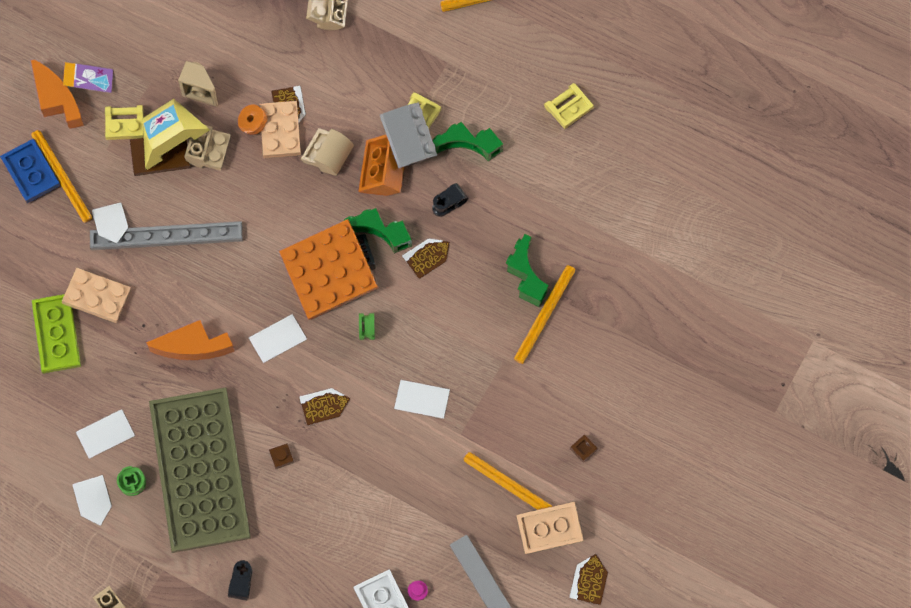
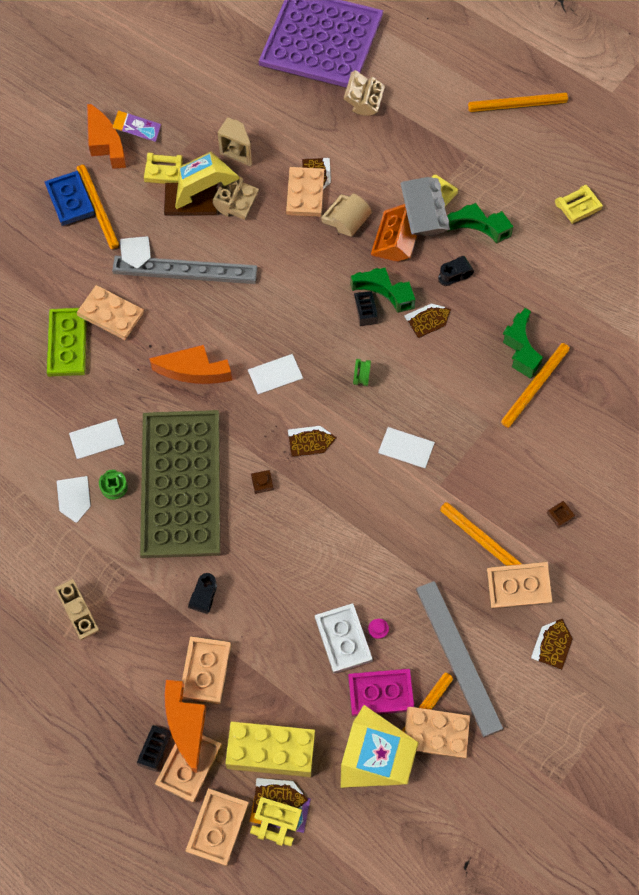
camera: 10 degrees right, 5 degrees down
(259, 119) = (280, 179): orange piece -> none
(328, 269) = (333, 316): orange plate -> none

